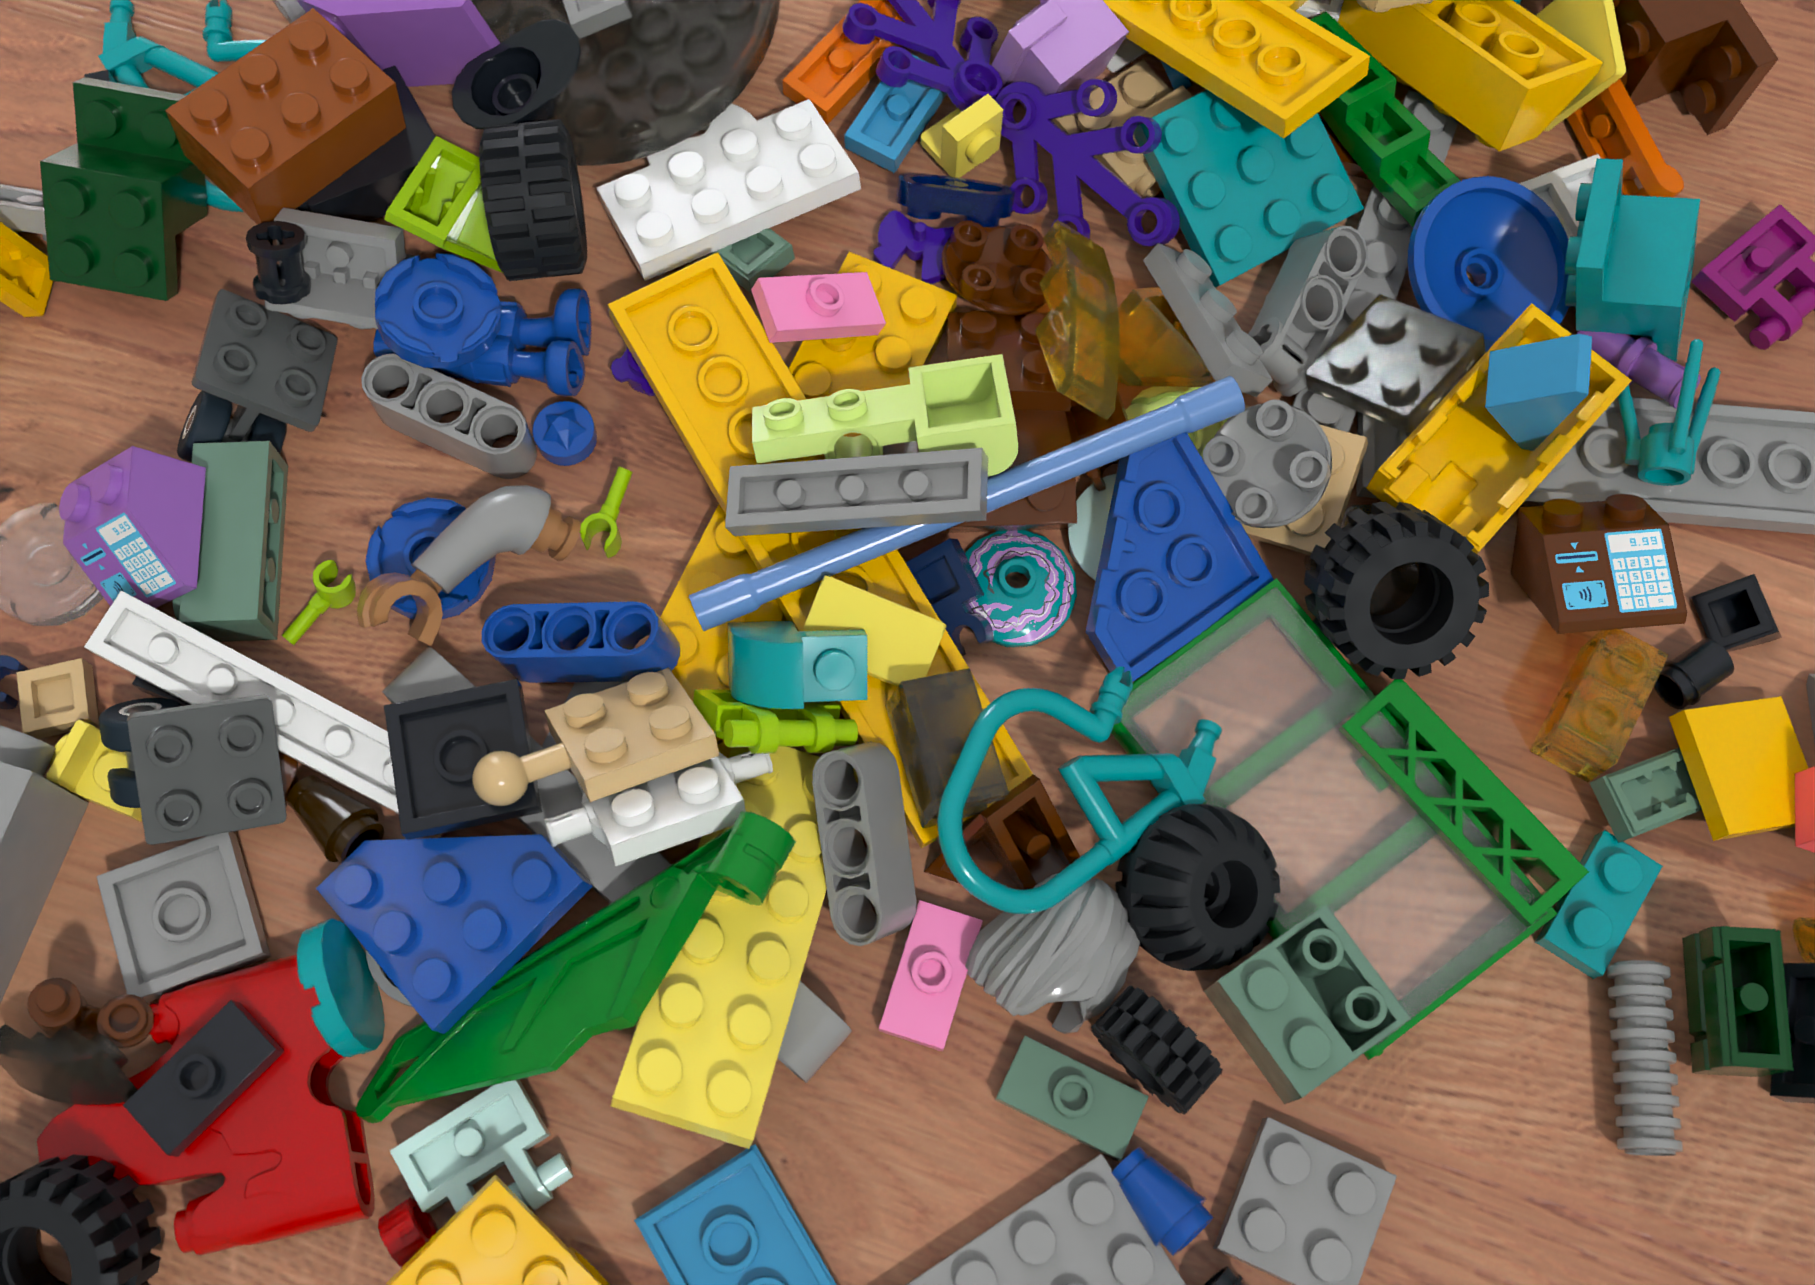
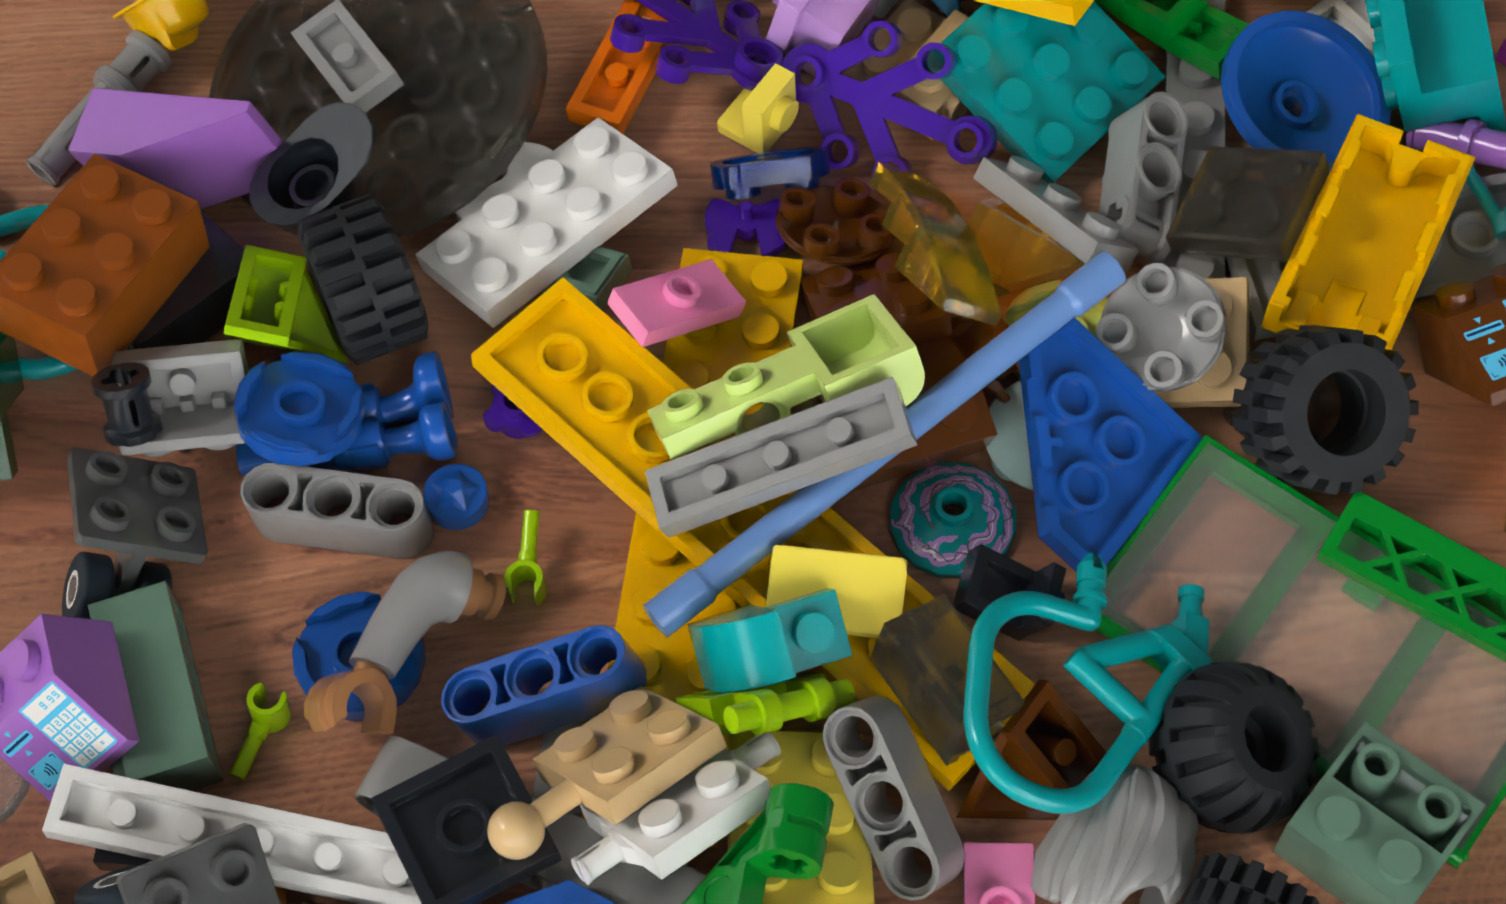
camera: 10 degrees left, 10 degrees down
(892, 122) = (685, 117): dark azure plate -> none
(950, 587) = (893, 530): dark blue plate -> none
(1032, 662) = (992, 575): none -> black bracket
(1538, 386) = (1393, 182): dark azure slope -> none

